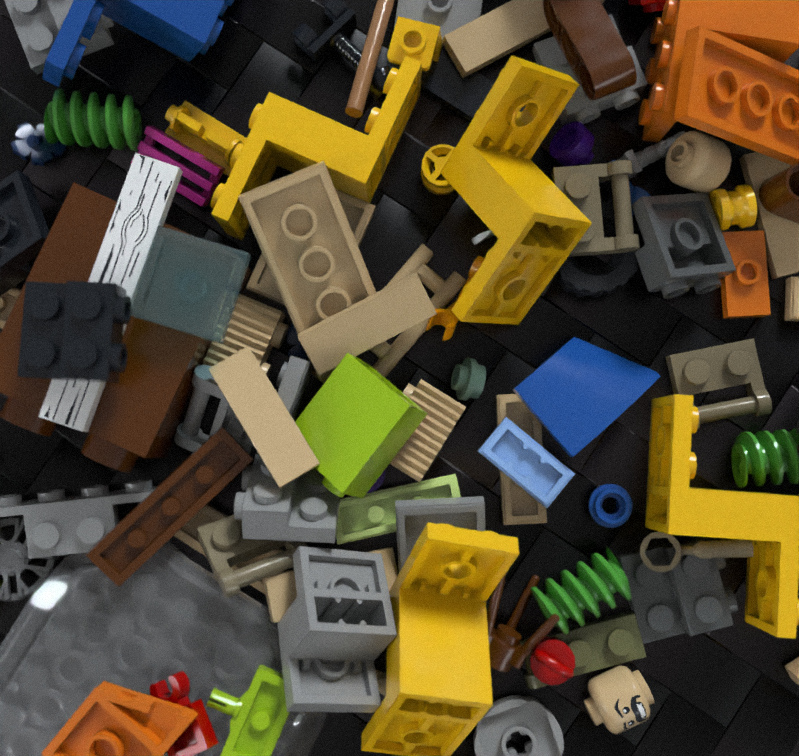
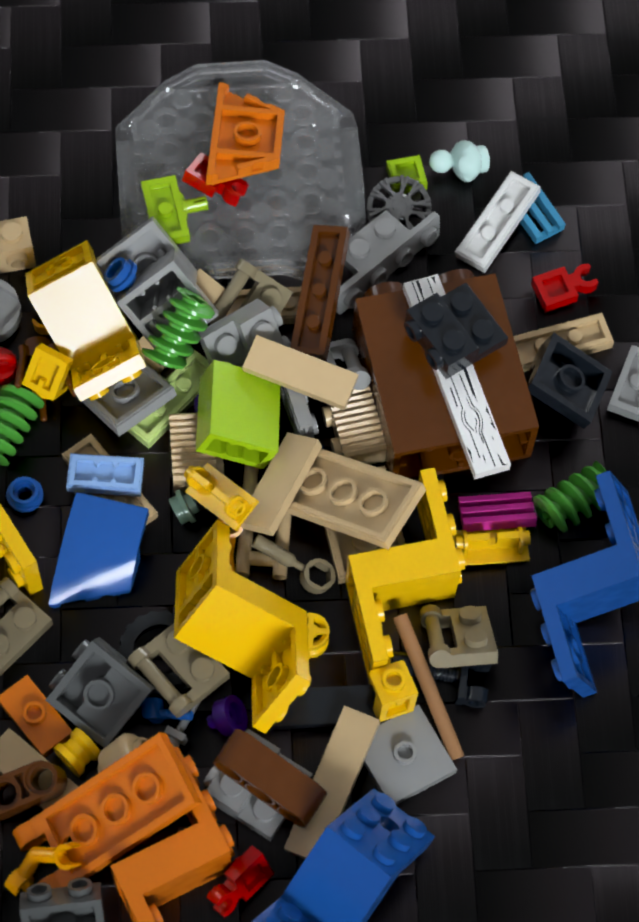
camera: 140 degrees right, 20 degrees down
(34, 145) = (607, 458): dark blue plant -> none
(190, 284) = (408, 409): clear light blue plate -> none
(299, 58) = (470, 633): none -> dark tan plate
(354, 553) = (180, 331): none -> bright green piece
(368, 666) = (120, 274): none -> blue plate
(409, 252) = (289, 560): none -> dark tan piece
(435, 349) = (219, 494): none -> yellow hinge
(516, 610) = (47, 372): none -> yellow bracket

